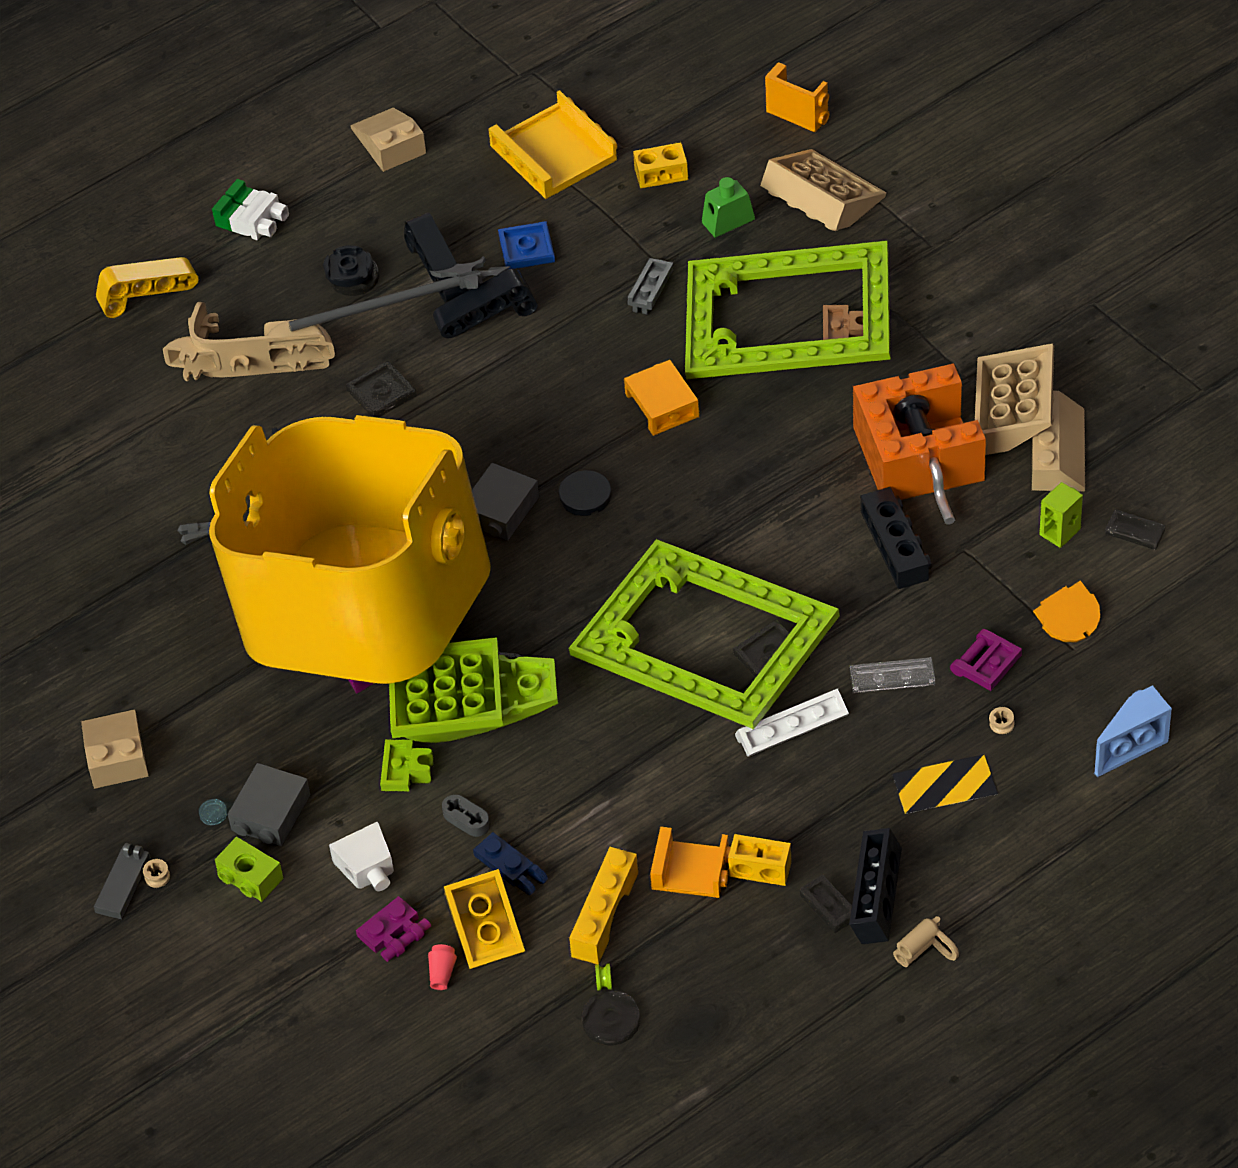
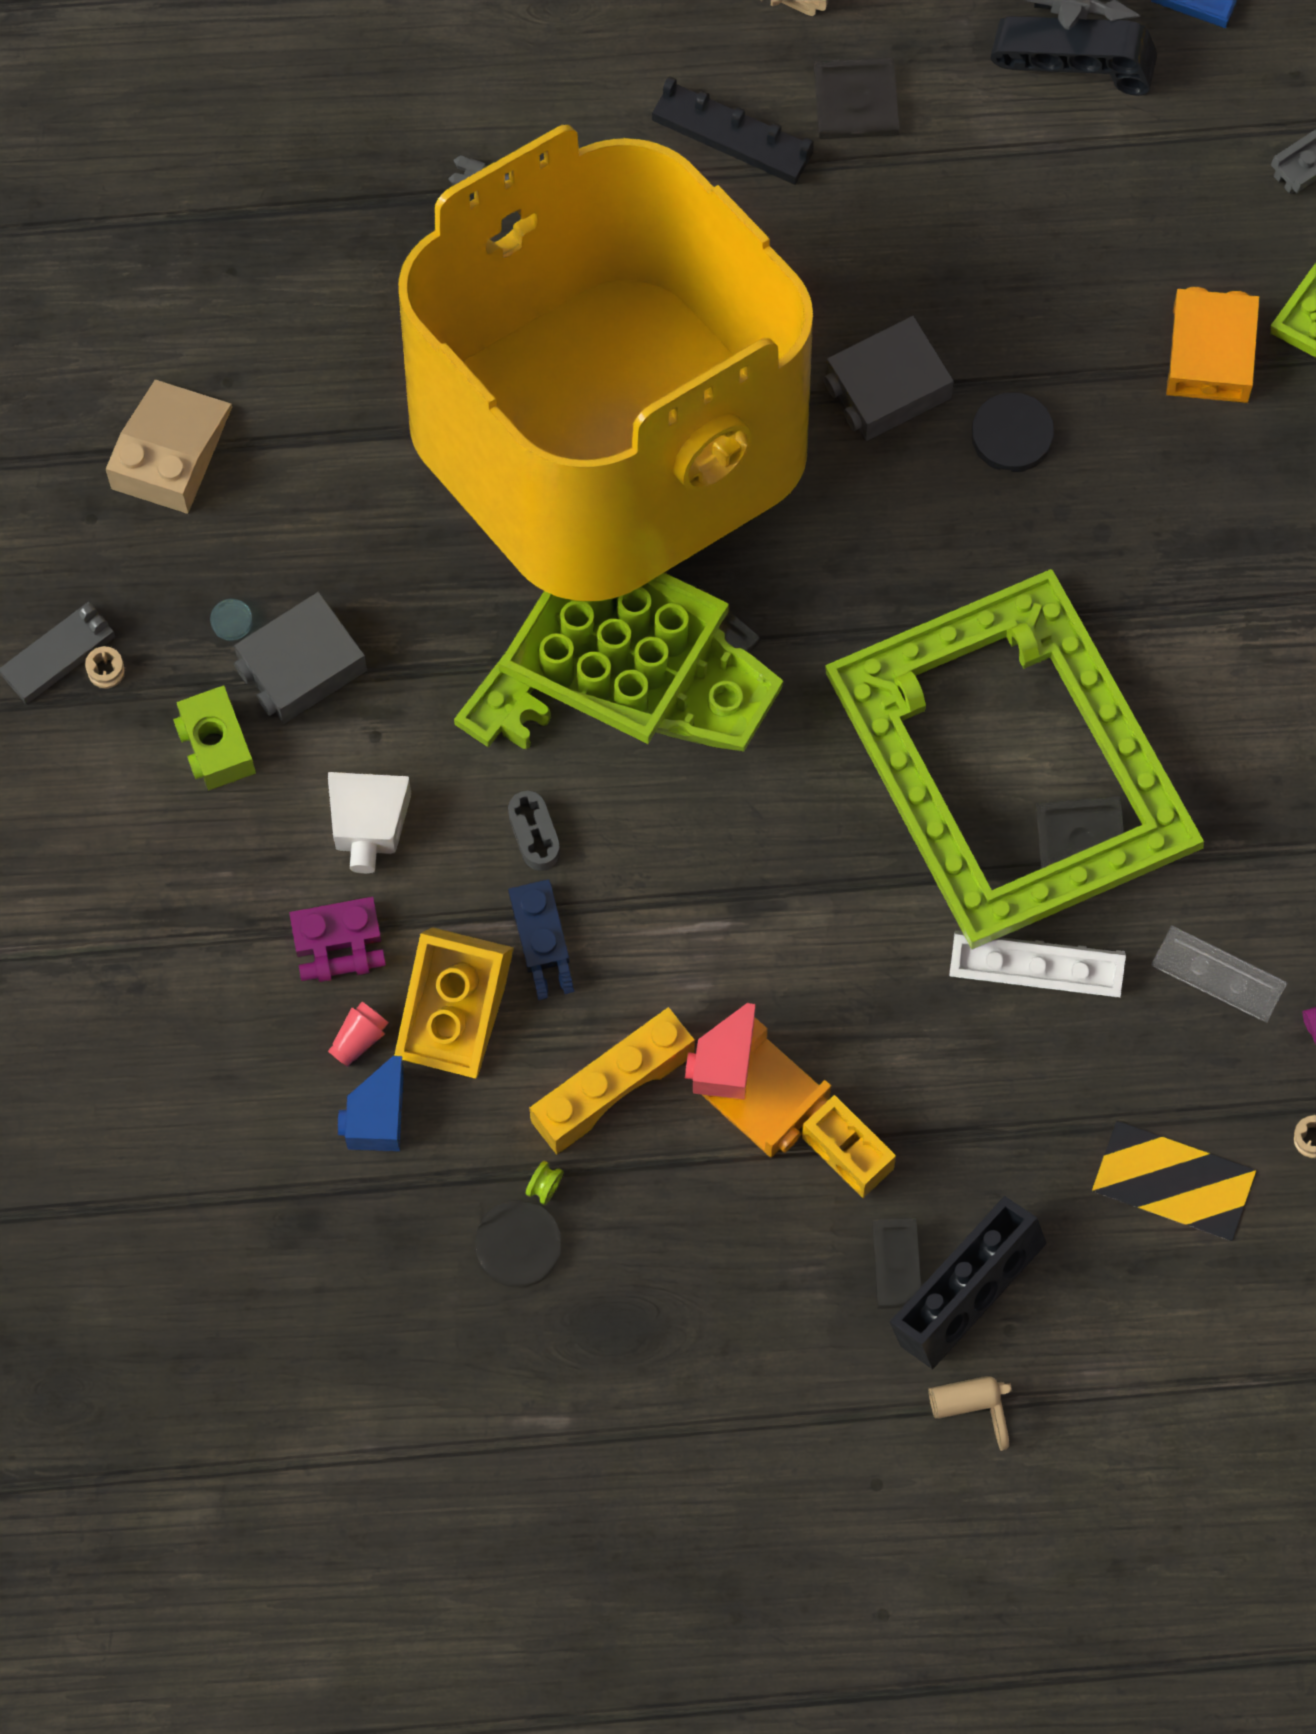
camera: 30 degrees right, 20 degrees up
(481, 997) = (375, 1110): none -> blue slope
(661, 850) = (723, 1056): none -> coral slope

